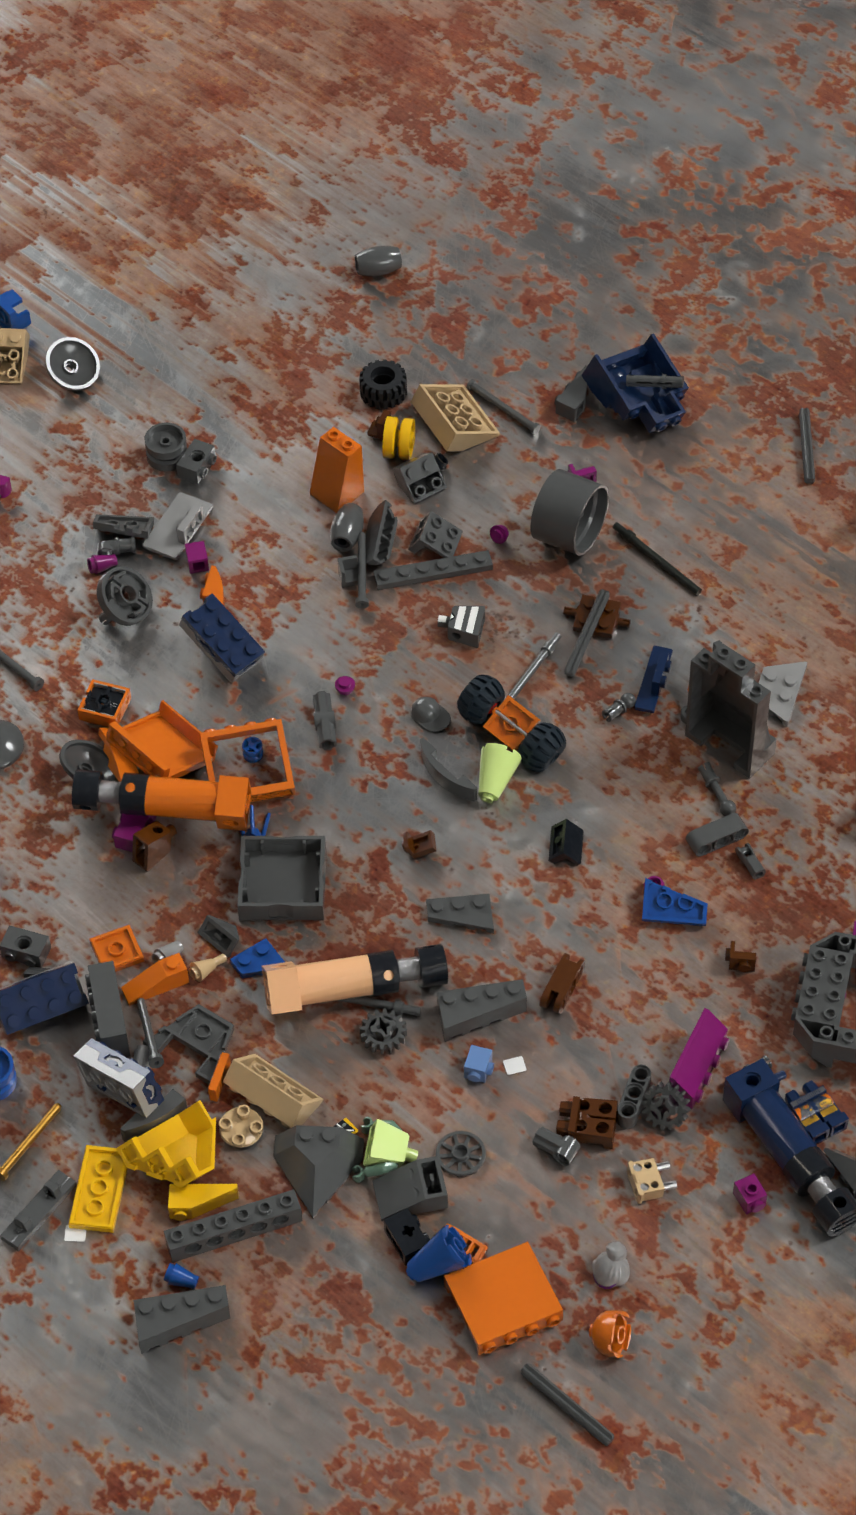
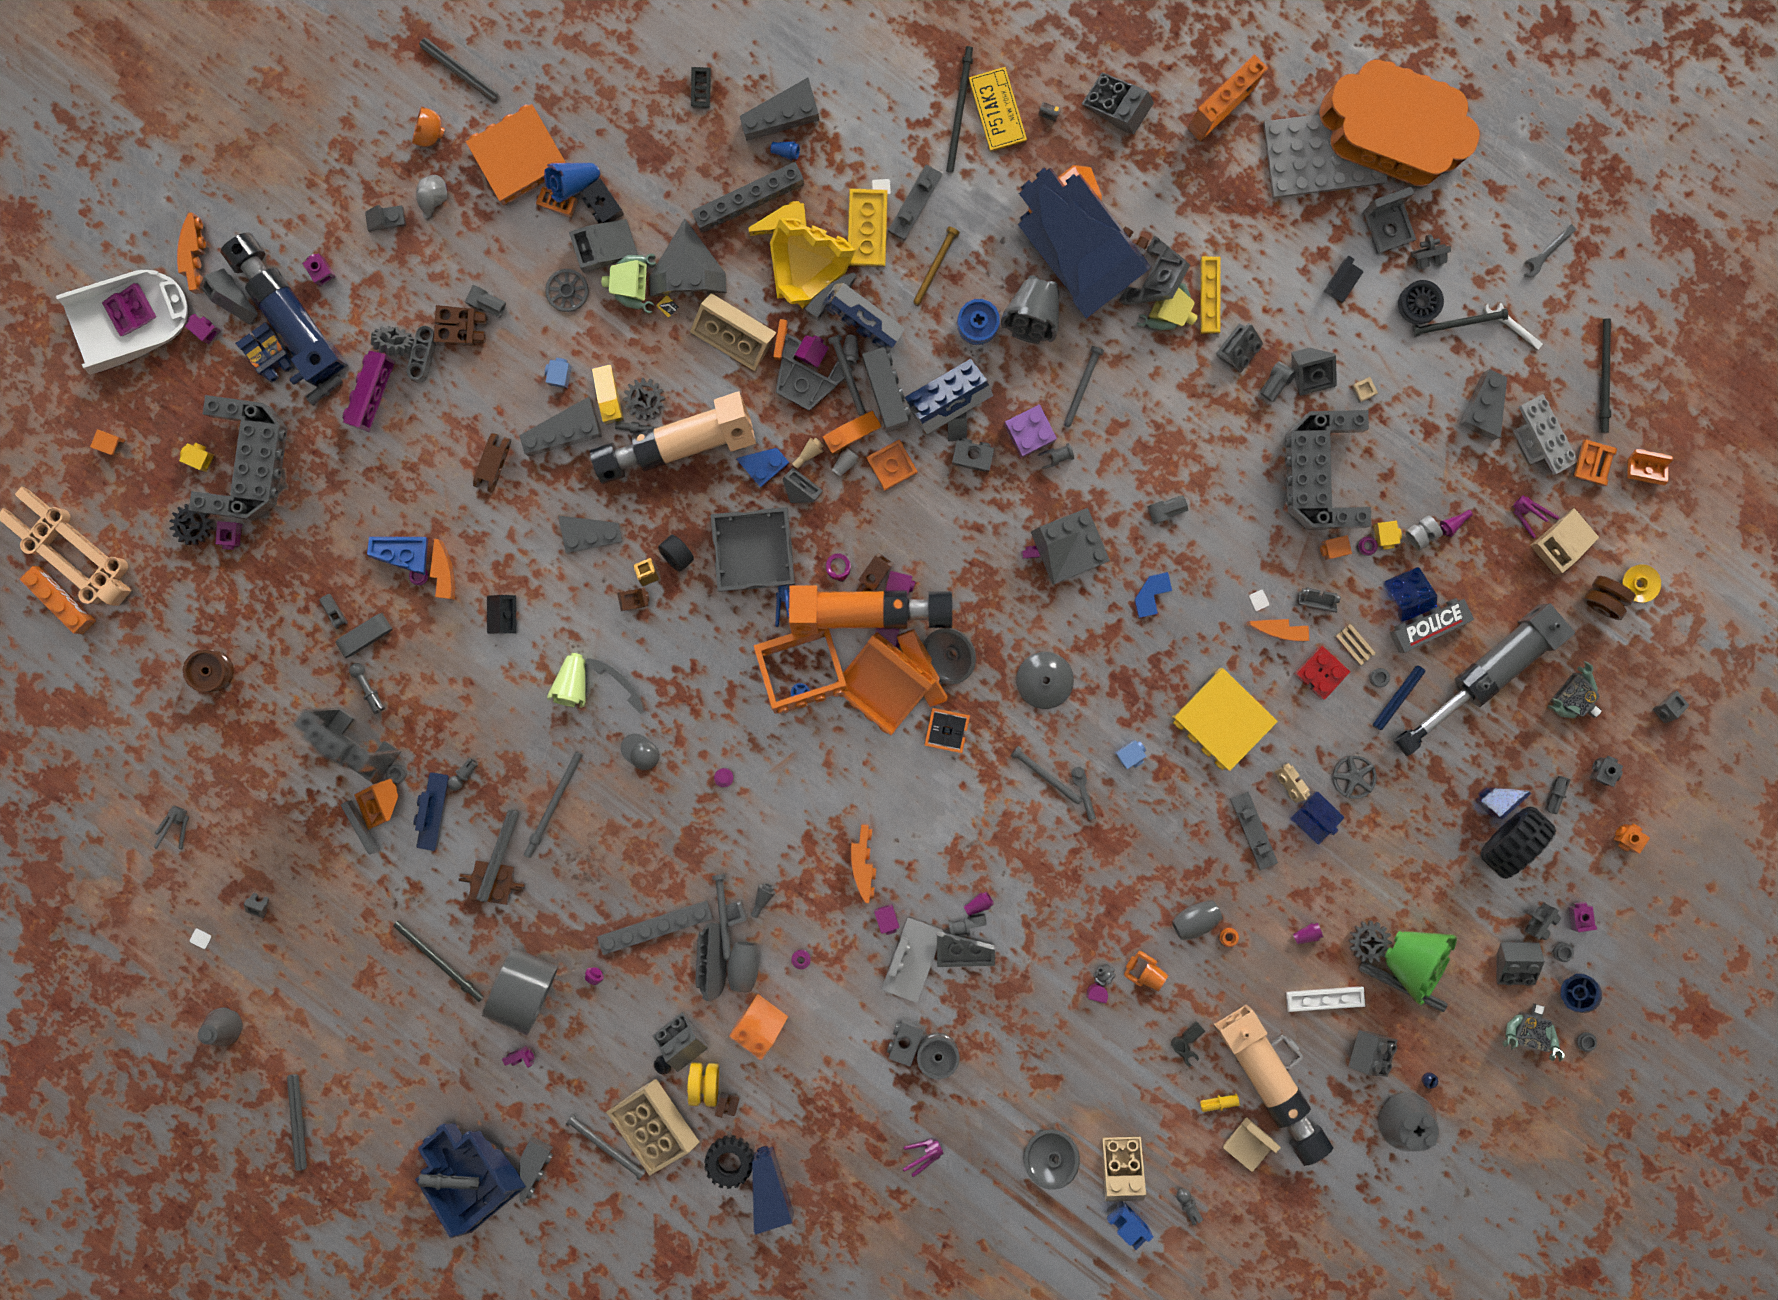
camera: 170 degrees right, 35 degrees up
(114, 604) = (959, 858): dark grey piece -> none
(185, 380) = (932, 1151): none -> magenta plant
(185, 1060) = (811, 350): none -> magenta brick
(188, 849) = (841, 577): none -> magenta piece
(222, 638) = (844, 810): dark blue piece -> none
(241, 1126) = (755, 295): tan dish -> none
(272, 1373) = (700, 70): none -> pearl dark grey slope
(289, 534) = (805, 955): none -> magenta plate
(317, 586) = (764, 895): none -> dark grey cone
(324, 720) = (737, 732): dark grey piece -> none
(347, 354) = (770, 1196): none -> dark blue slope
(367, 879) = (676, 553): none -> black tyre
(403, 872) = (646, 572): none -> pearl gold slope
(424, 1039) = (607, 395): none -> yellow slope
(436, 535) = (656, 966): dark grey bracket -> none
(464, 624) = (616, 858): dark grey torso -> none
(511, 723) = (585, 756): black plate -> none
(514, 1065) = (529, 382): white sticker -> none
(626, 884) = (442, 570): none -> orange slope
(646, 1179) = (408, 275): tan piece -> none
(669, 1247) = (385, 218): none -> dark grey slope
(740, 960) = (334, 499): reddish brown bracket -> none
(784, 683) = (313, 811): light grey wing -> none
(839, 610) = (256, 908): none -> dark grey tile

